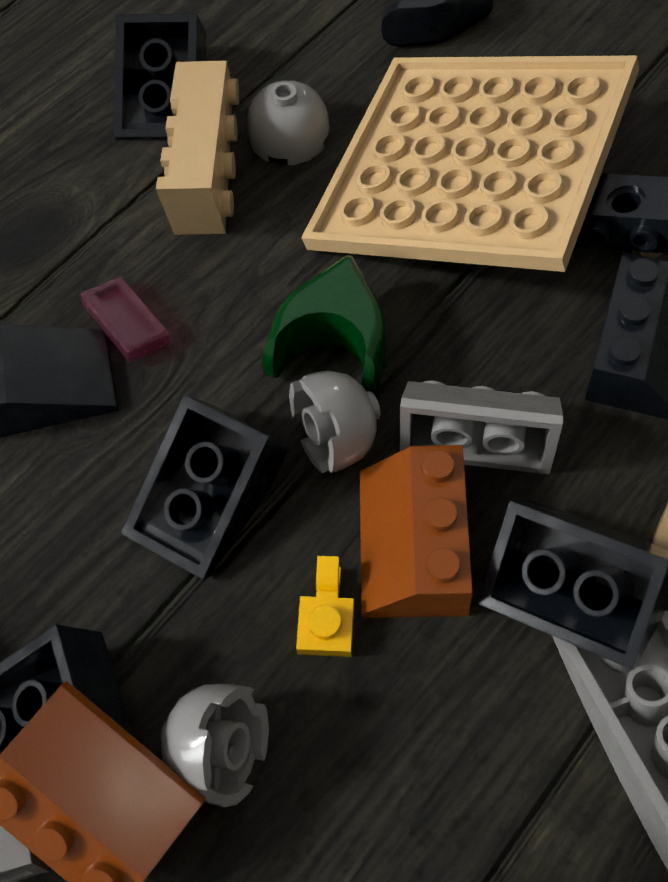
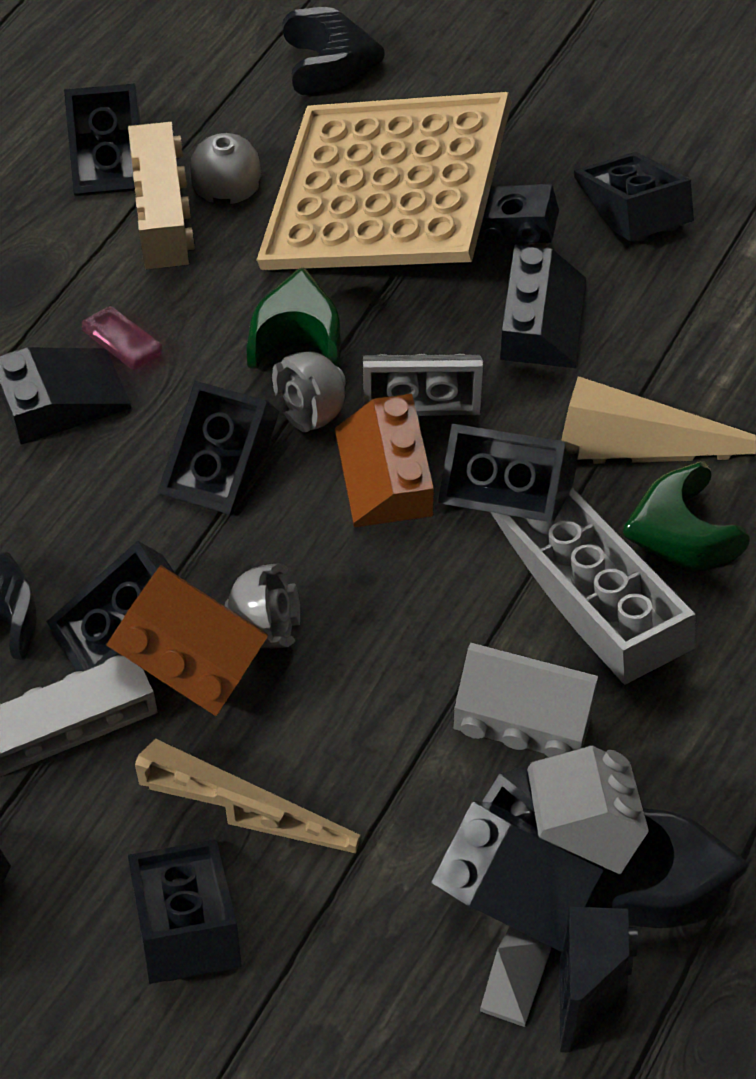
camera: 15 degrees left, 5 degrees down
(326, 620) = (328, 529): yellow plate -> none

